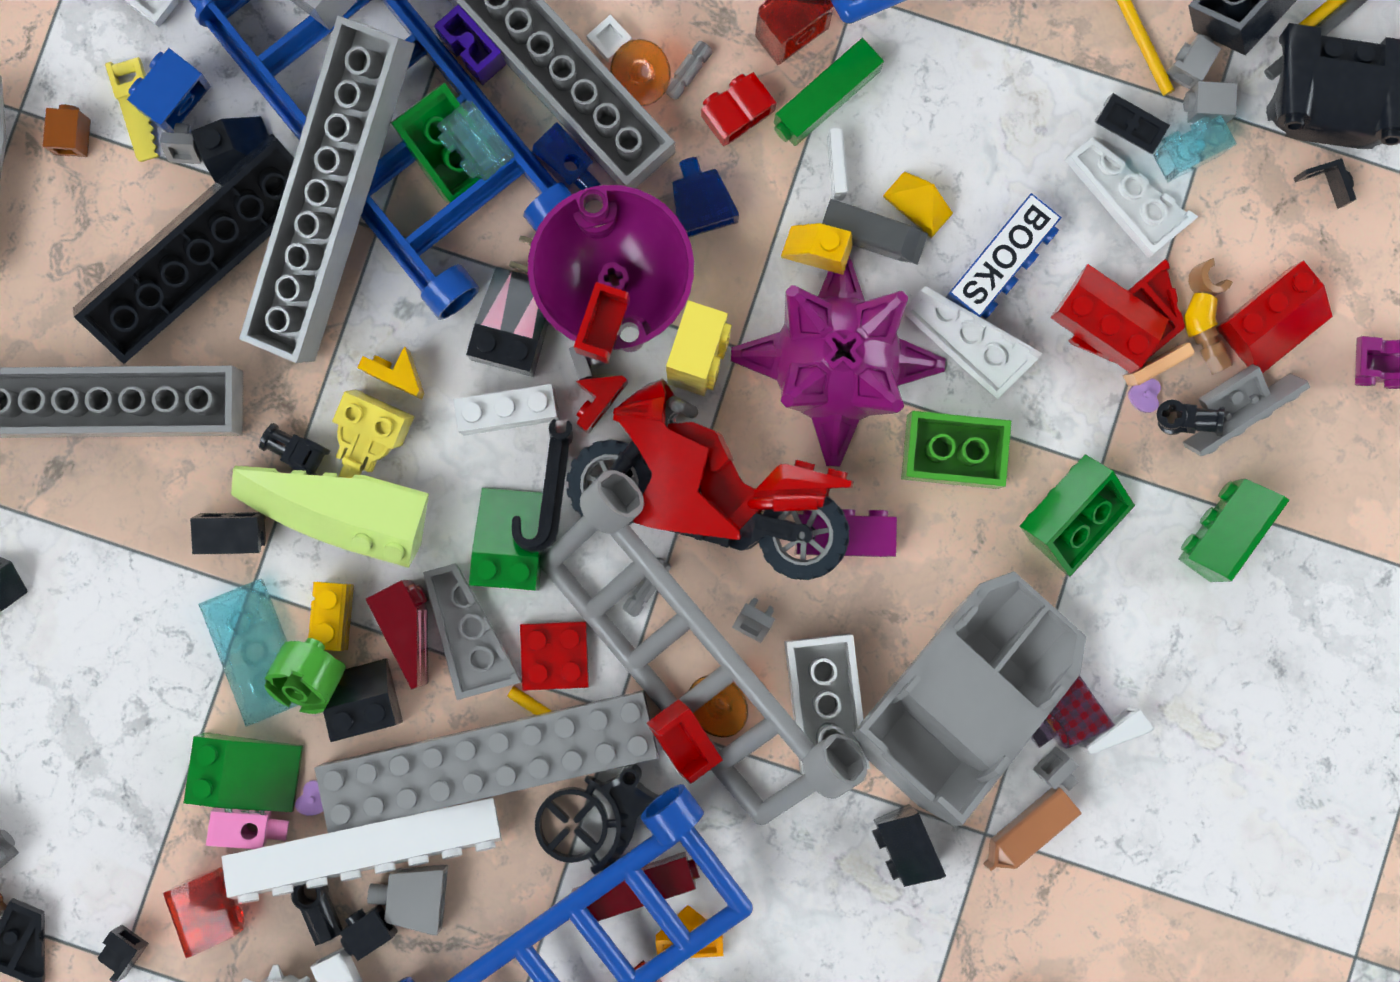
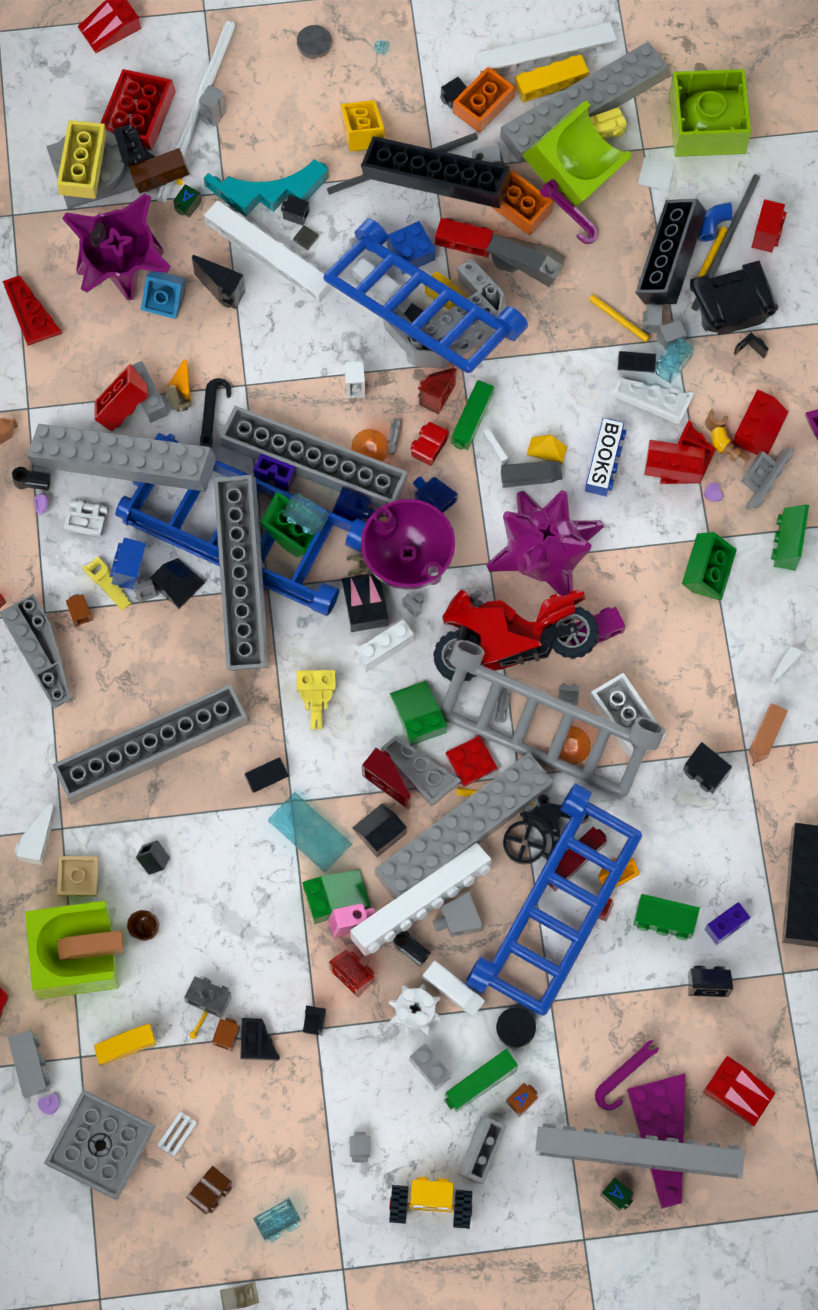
camera: 20 degrees left, 15 degrees down
(188, 254) = (180, 637): black brick -> none
(298, 451) = (282, 717): black connector -> none
(304, 675) = (346, 823): bright green brick -> none
(310, 802) = (379, 894): lavender piece -> none
(331, 614) = (343, 792): yellow brick -> none
(345, 512) = (324, 733): yellowish green wedge -> none
(366, 932) = (443, 944): black brick -> none
(403, 376) = (321, 655): yellow slope -> none
(552, 493) = (430, 675): black piece -> none
(602, 322) = (418, 569): red panel -> none
(605, 392) = (430, 615): red slope -> none
(608, 37) = (344, 437): white plate -> none
(684, 741) = (563, 765): red panel -> none
(698, 349) = (473, 563): light yellow brick -> none
(819, 246) = (506, 492): yellow slope -> none
(956, 450) = (629, 560): bright green brick -> none
(973, 697) = (700, 675): light grey piece -> none
(975, 344) = (614, 505): white wing -> none
(1057, 769) = (765, 697): light grey tile -> none
(1073, 718) = (756, 666): torso -> none
(1159, 364) = (712, 473): light nougat tile -> none
(1189, 418) = (740, 492): black connector -> none

